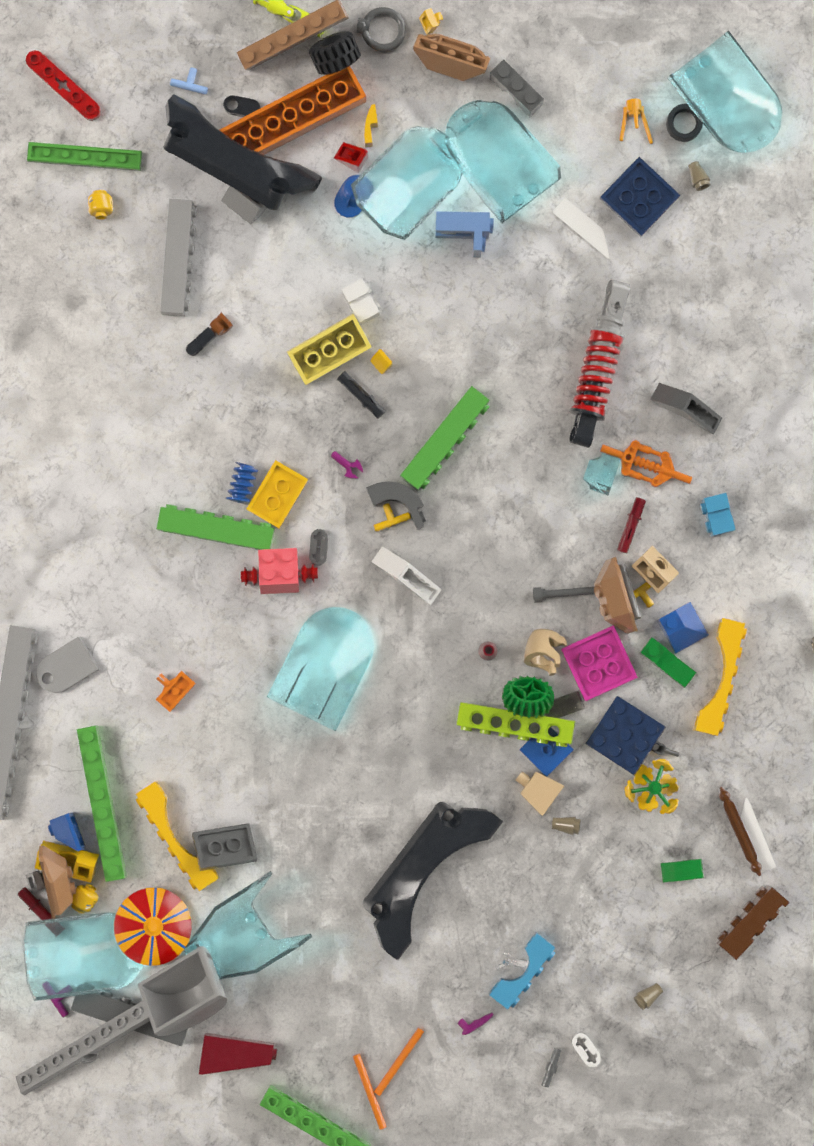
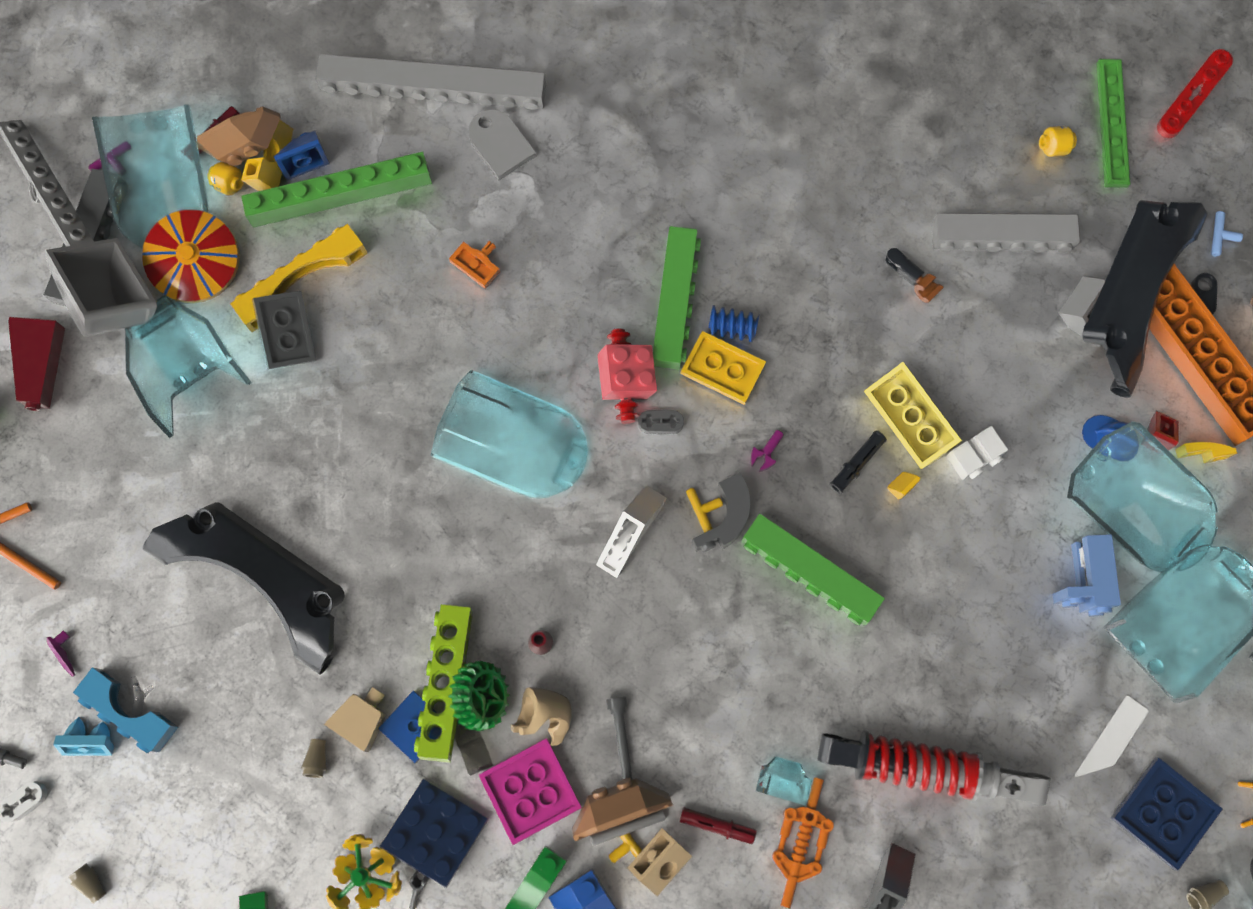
camera: 90 degrees right, 10 degrees down
(545, 1008) = (76, 743): none -> medium azure tile

